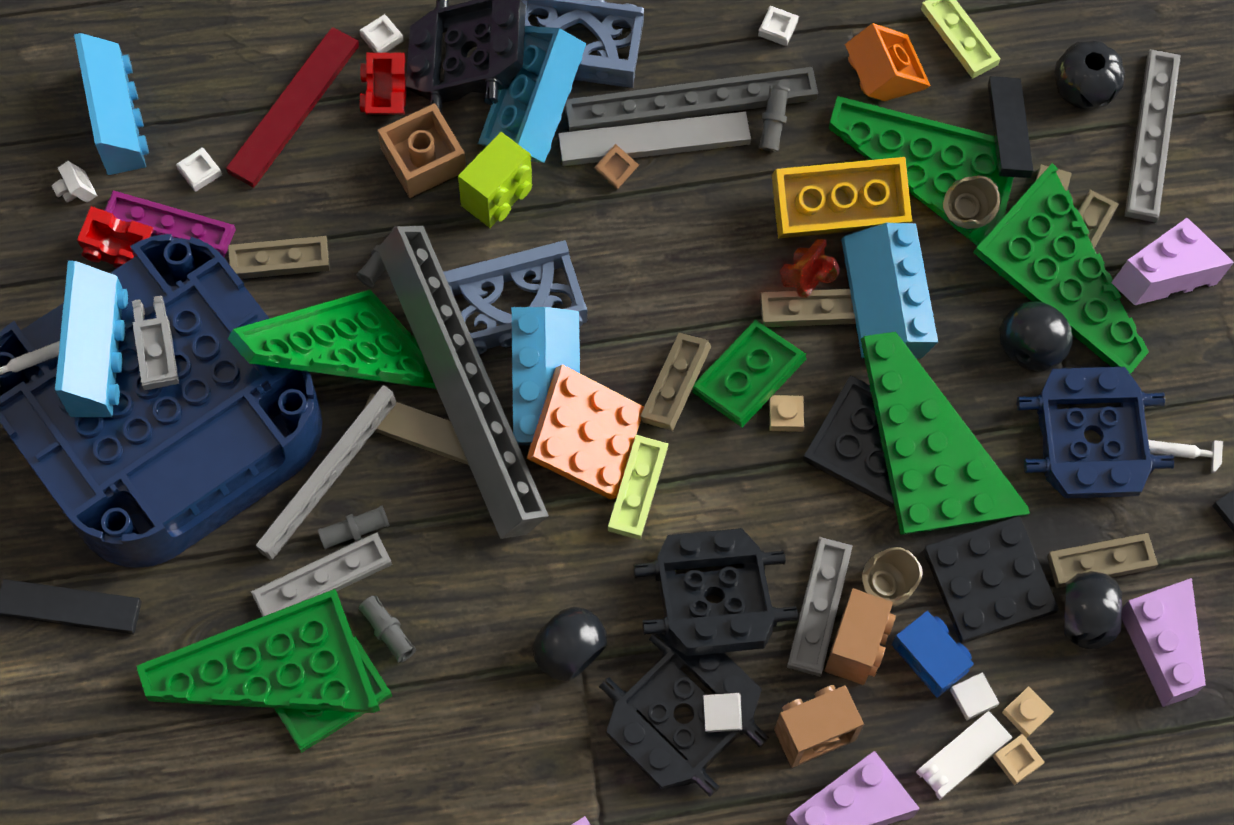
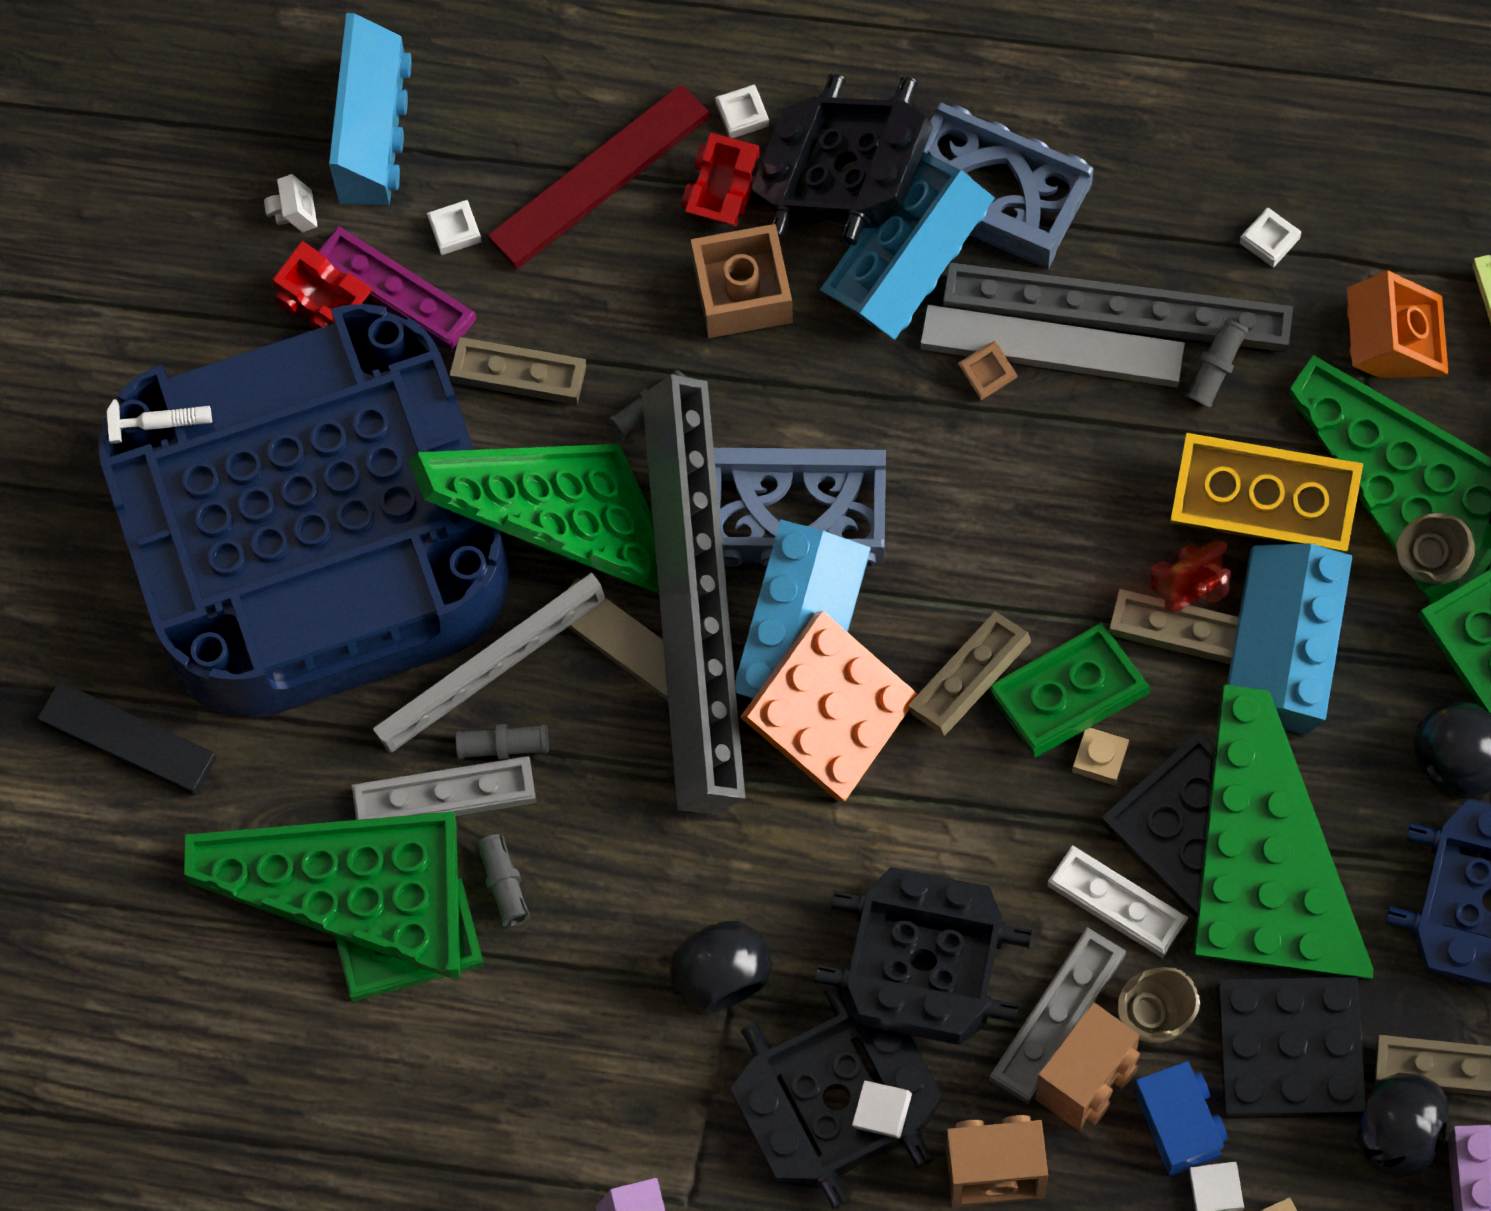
camera: 25 degrees right, 0 degrees up
(90, 341) = (243, 418): slope -> none
(154, 346) = (320, 444): light grey hinge -> none
(496, 180) = (822, 346): lime brick -> none
(638, 487) = (875, 795): yellowish green plate -> none
(833, 512) = (1117, 901): none -> white tile

